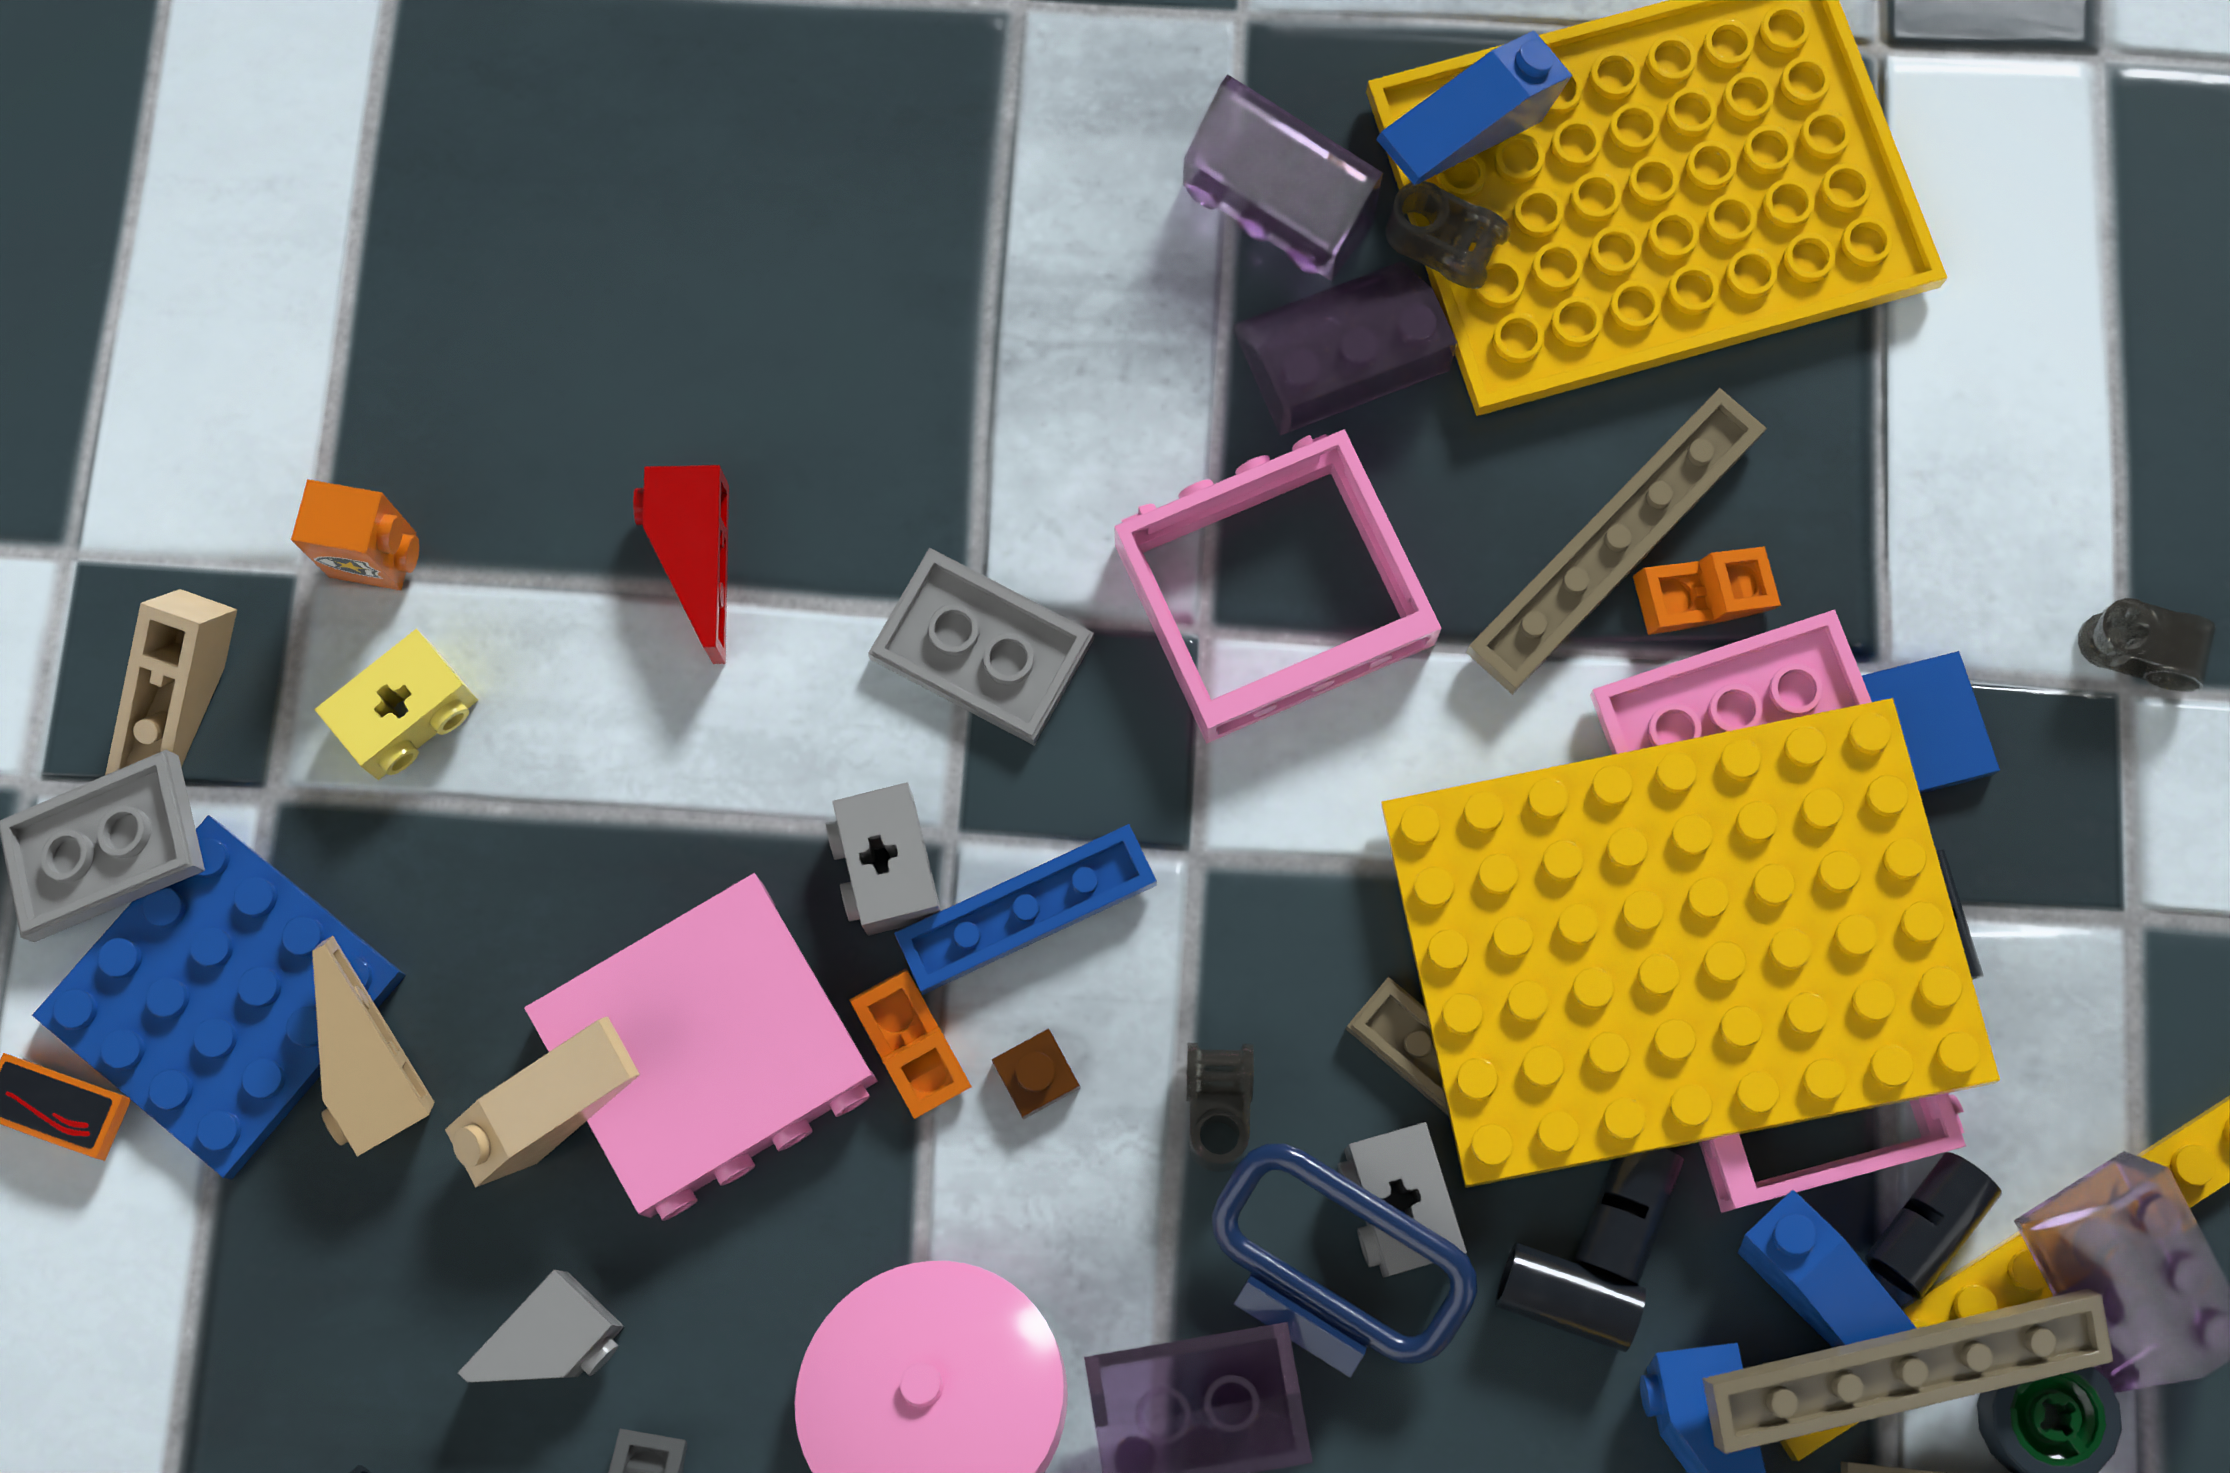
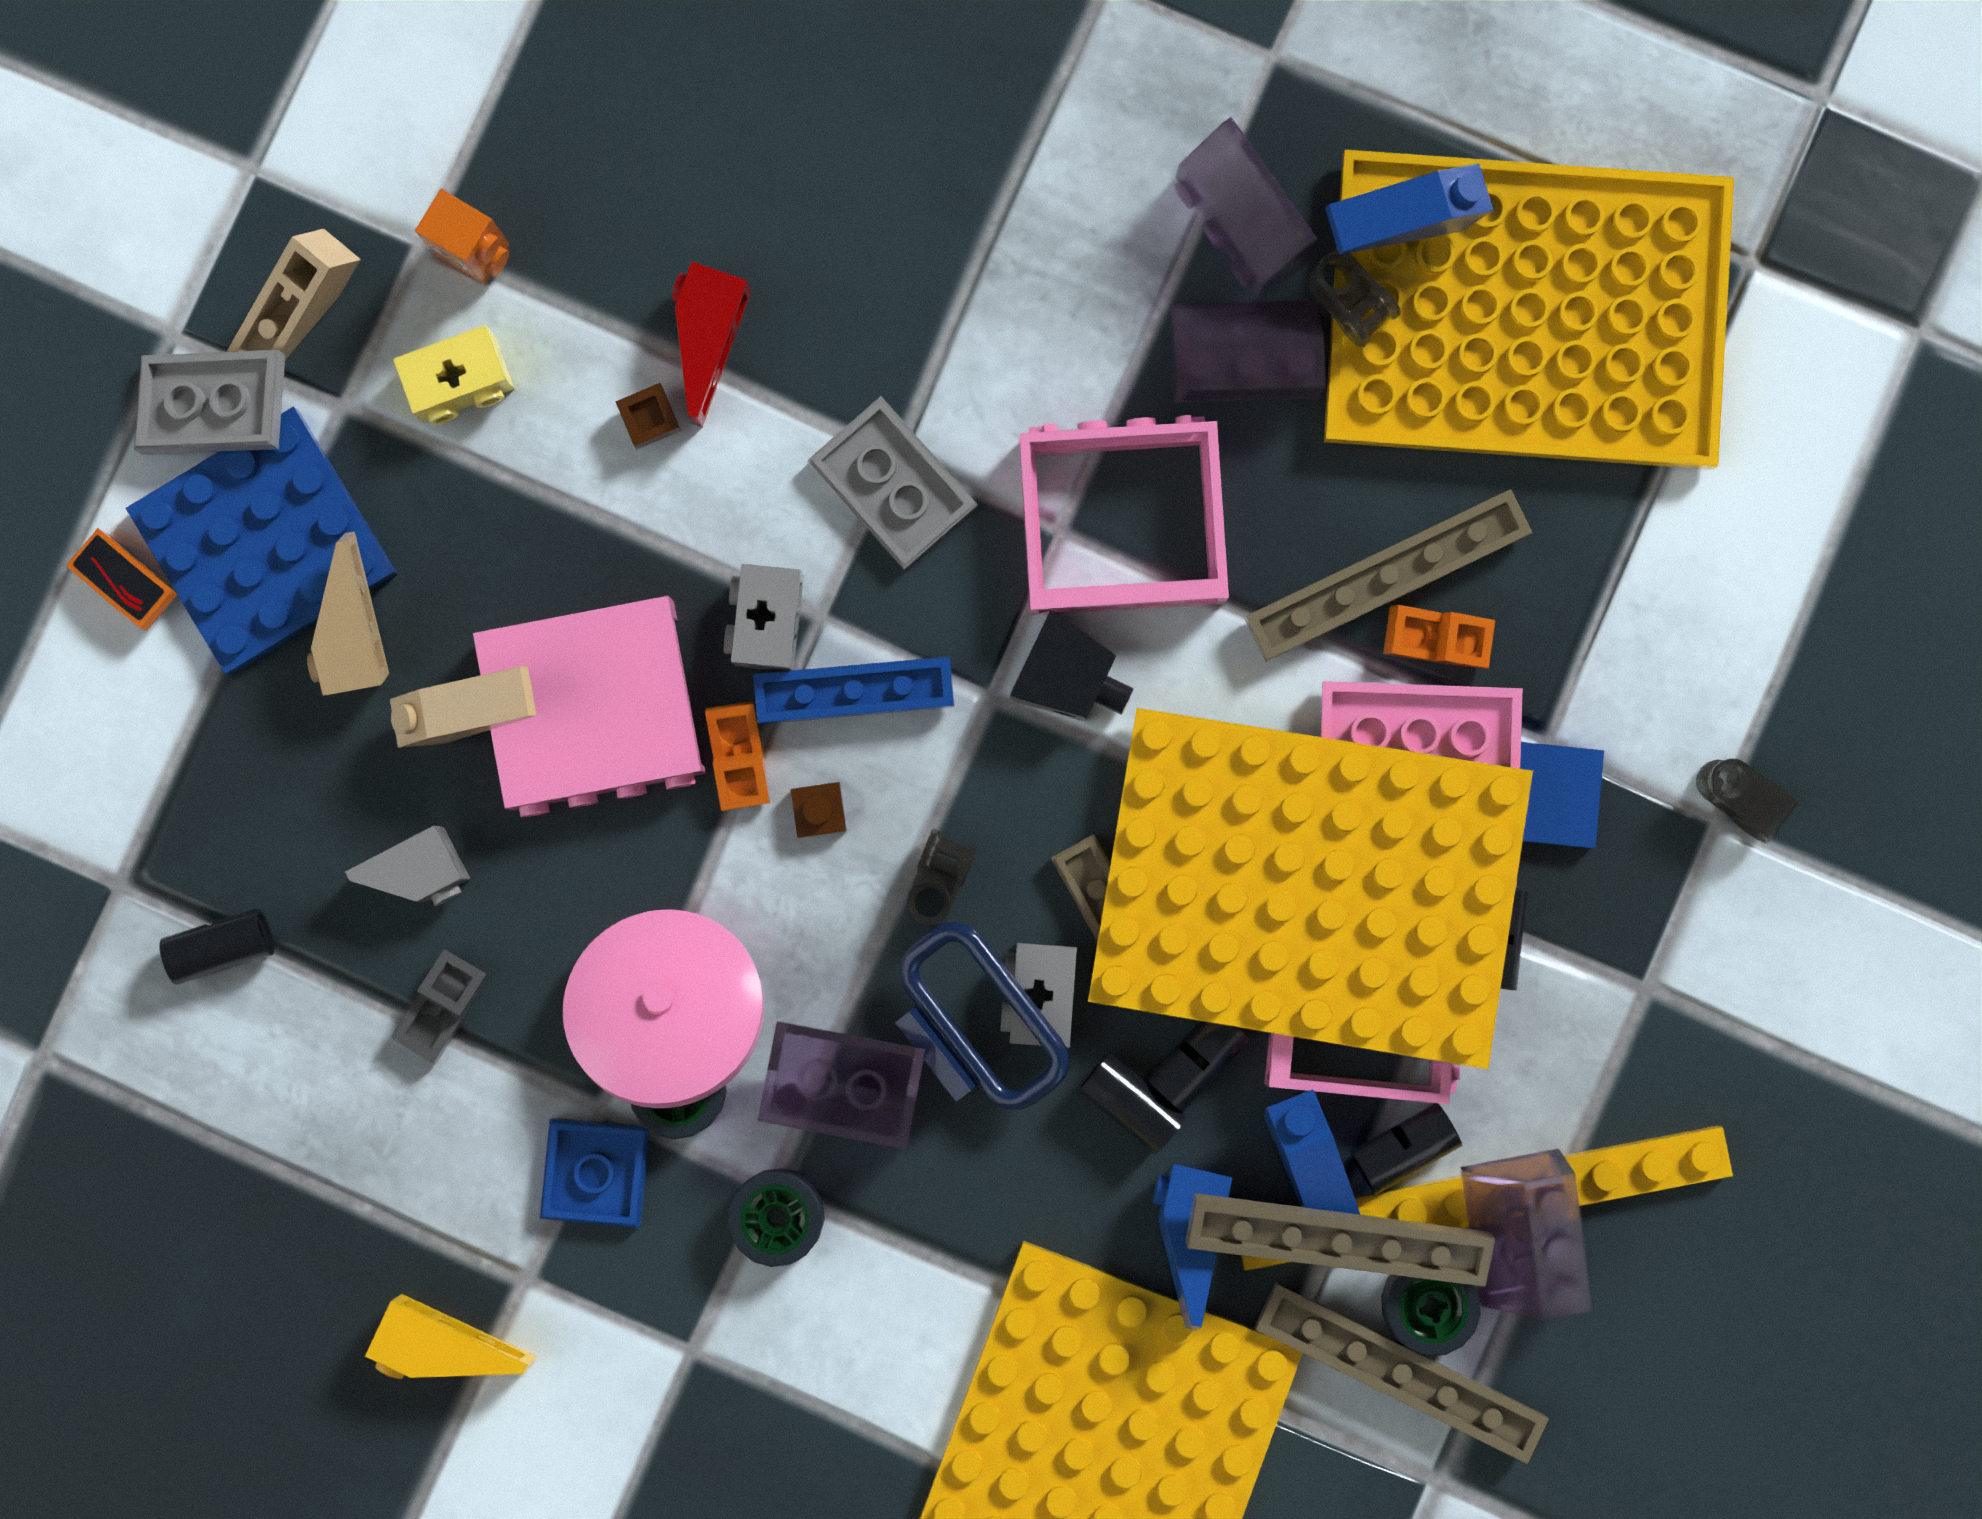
camera: 20 degrees right, 10 degrees up
(654, 670) = (648, 416): none -> reddish brown plate
(1282, 791) = (1069, 673): none -> black torso

